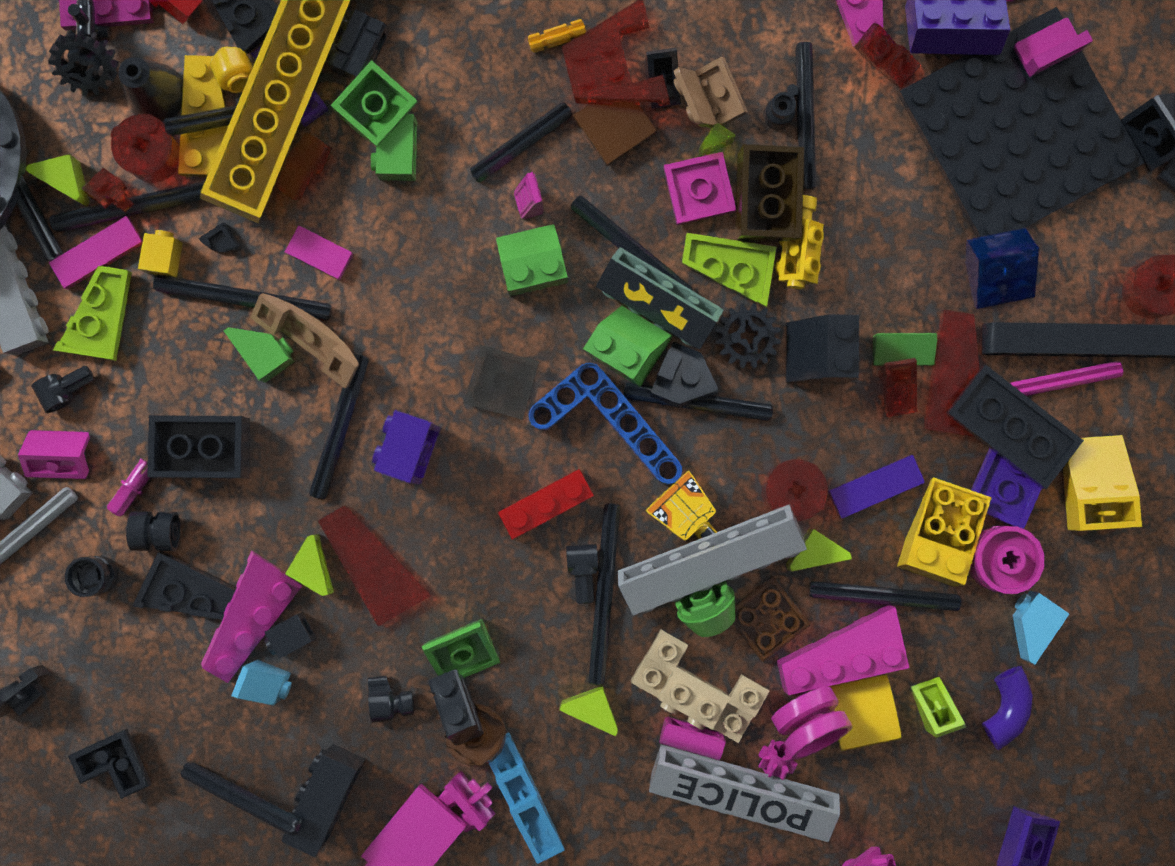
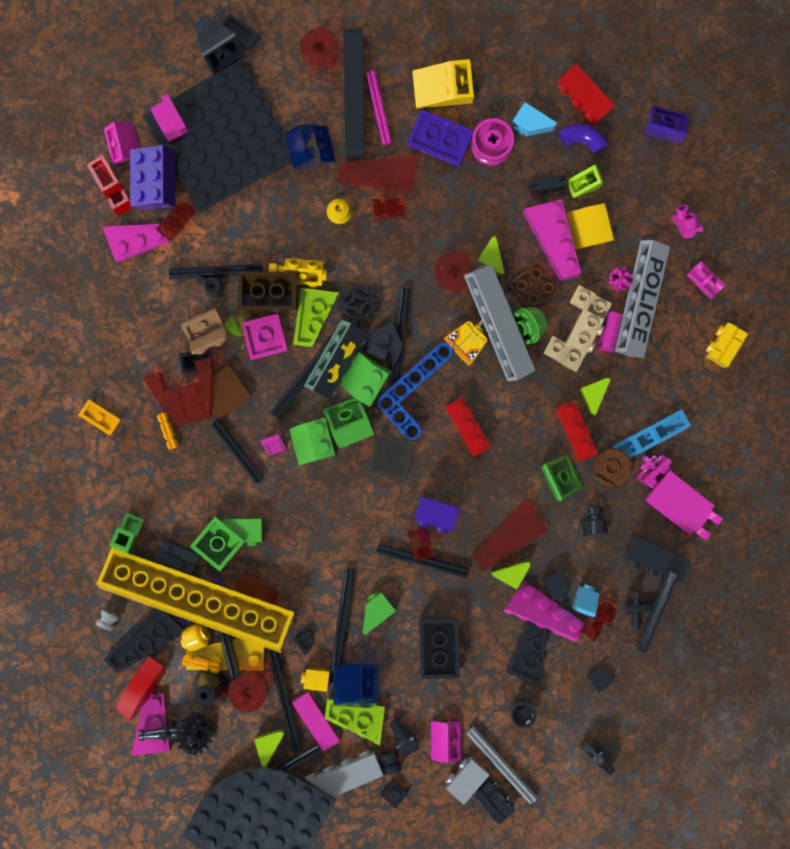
camera: 90 degrees left, 0 degrees up
(25, 366) = (390, 762): none -> black wheel
(107, 189) = (275, 715): clear red plate -> none
(118, 757) = (635, 692): black brick -> none
(129, 490) = (466, 692): dark pink axle -> none
(142, 701) = (600, 678): none -> black tile
(144, 313) = (356, 685): none -> clear blue slope
(147, 530) = (493, 675): black wheel -> none
(190, 76) = (201, 664): none -> light orange axle
(239, 712) = (604, 616): none -> clear red slope
(250, 765) = (637, 607): none -> black piece
(308, 332) = (364, 581): medium nougat slope -> none
(319, 252) = (311, 578): dark pink tile -> none
(362, 424) = (421, 544): none -> clear red brick
(456, 707) = (596, 479): black brick -> none
(533, 677) = (576, 431): none -> red brick
(559, 315) = (348, 422): none -> bright green slope
(583, 563) = (504, 403): black axle -> none
(604, 594) = (520, 389): black axle -> none
(811, 722) = (597, 258): dark pink wheel -> none
(823, 349) = (365, 257): black slope -> none
(876, 486) = (449, 222): dark purple tile -> none
(885, 596) = (517, 215): black axle -> none
(897, 312) = (334, 213): none -> yellow cone
(902, 346) = (362, 207): bright green slope -> none
(934, 647) = (548, 184): none -> black pin
(945, 533) = (477, 179): yellow slope -> none
(1014, 427) = (410, 137): black plate -> none
(1078, 713) = (585, 95): none -> red brick

